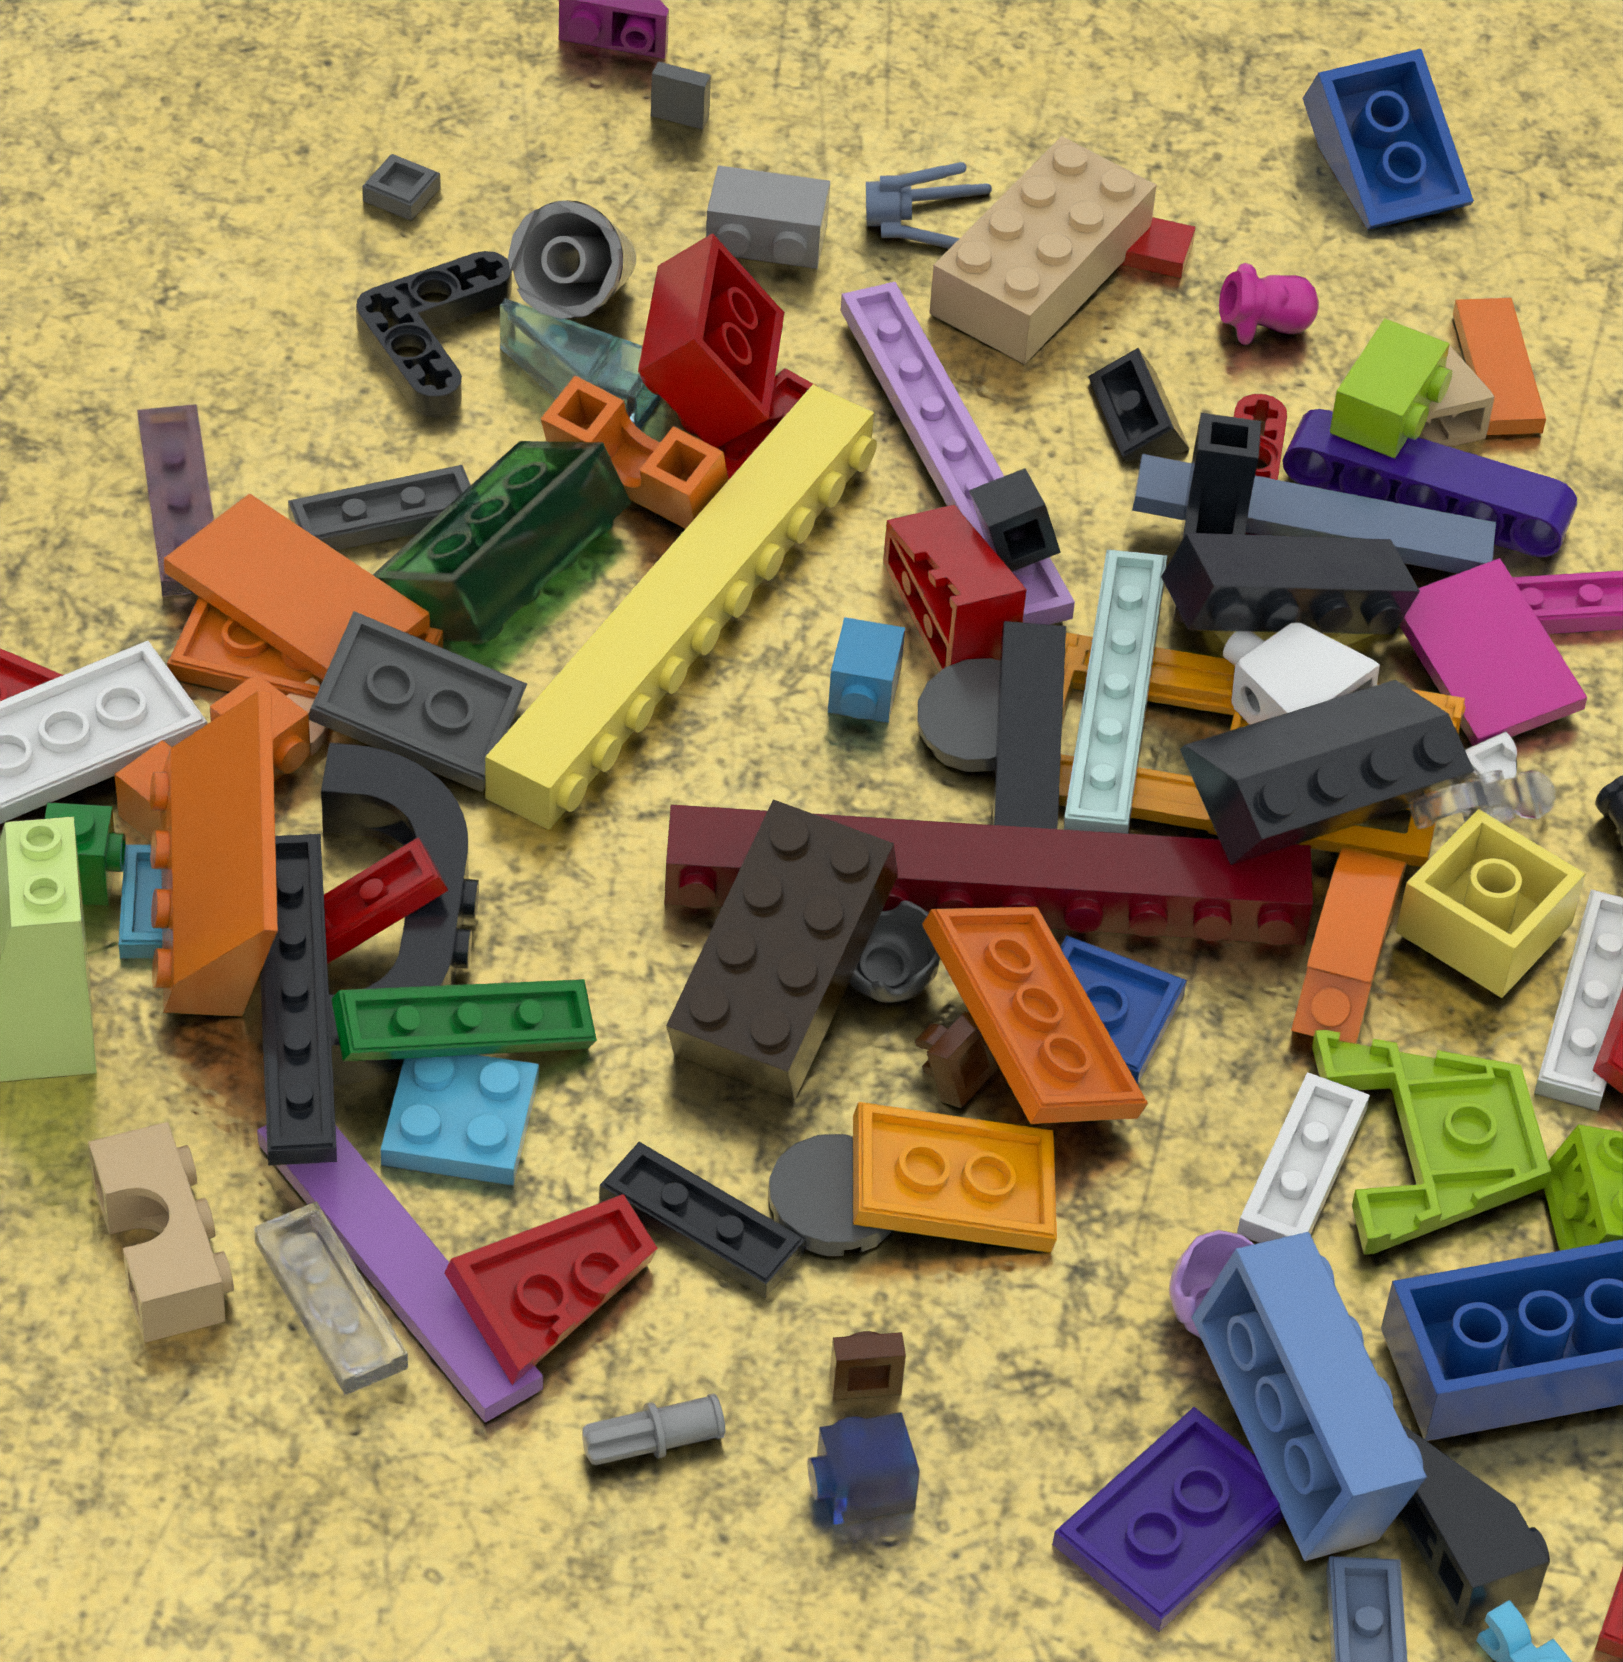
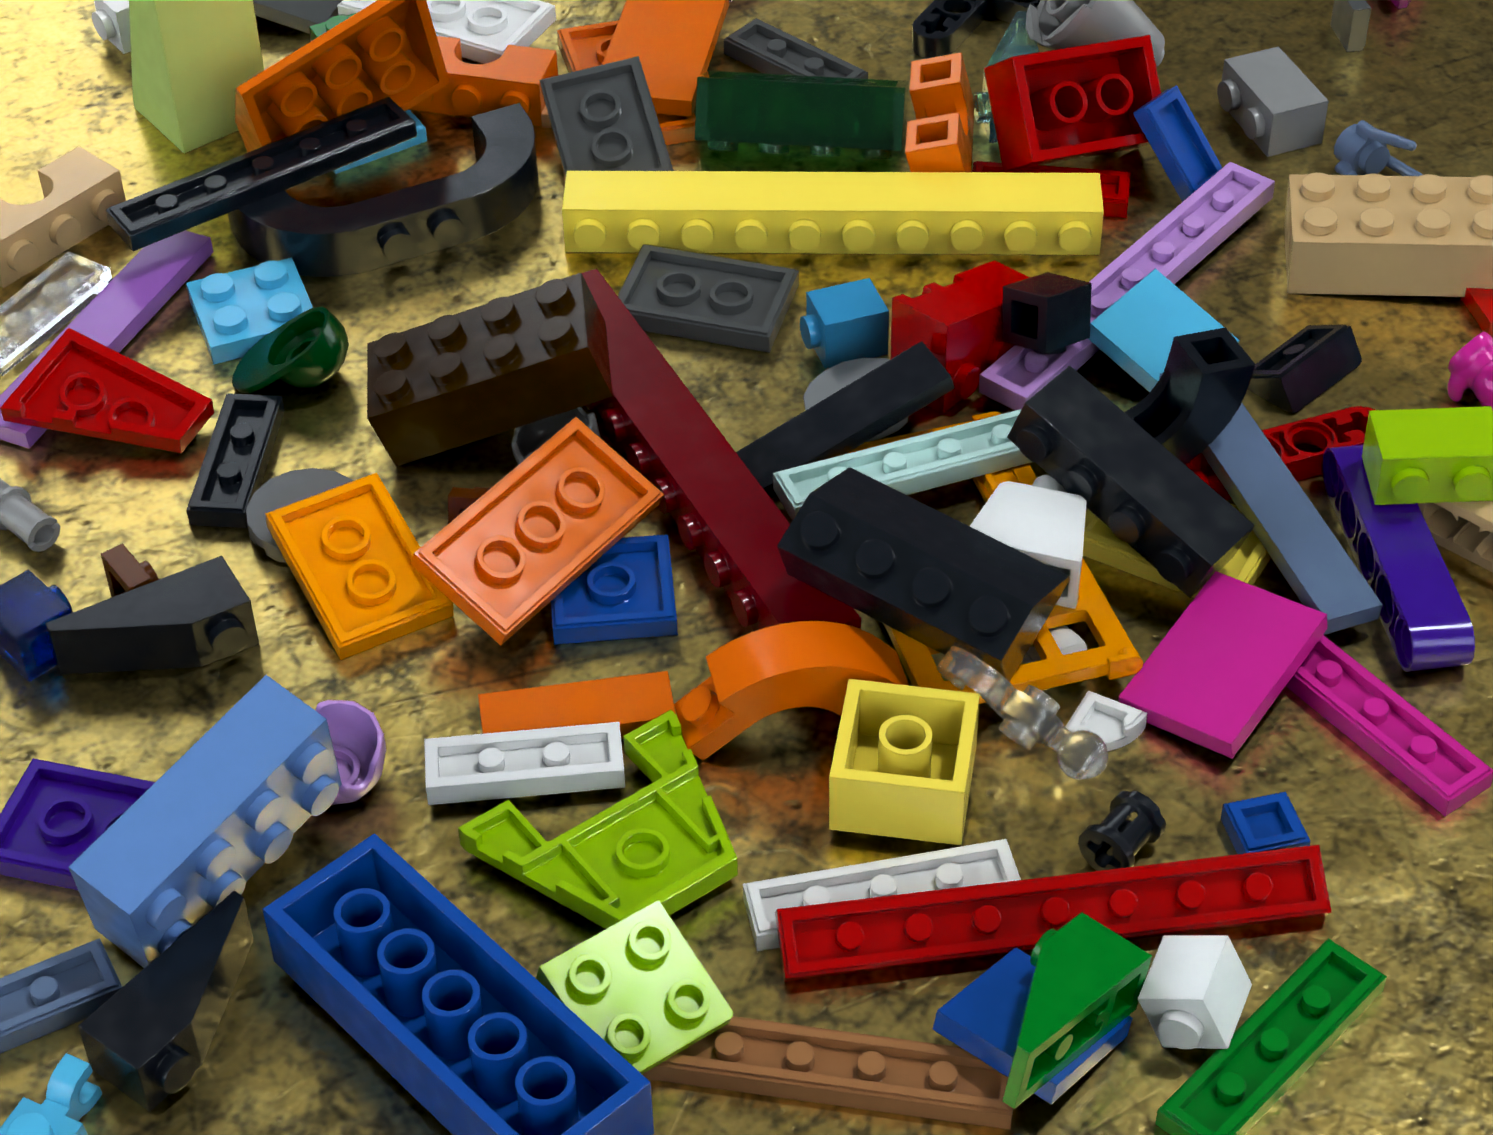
camera: 65 degrees right, 5 degrees down
(380, 897) = (381, 176): red tile -> none
(463, 1020) = (312, 259): green tile -> none
(585, 1106) = (299, 353): none -> dark green cap
(724, 750) = (708, 297): none -> dark grey tile
(804, 310) = (1178, 141): none -> blue tile
(946, 1347) = (161, 625): none -> black slope
(1063, 468) = (1142, 326): none -> medium azure tile
(1252, 1104) = (622, 699): none -> orange tile

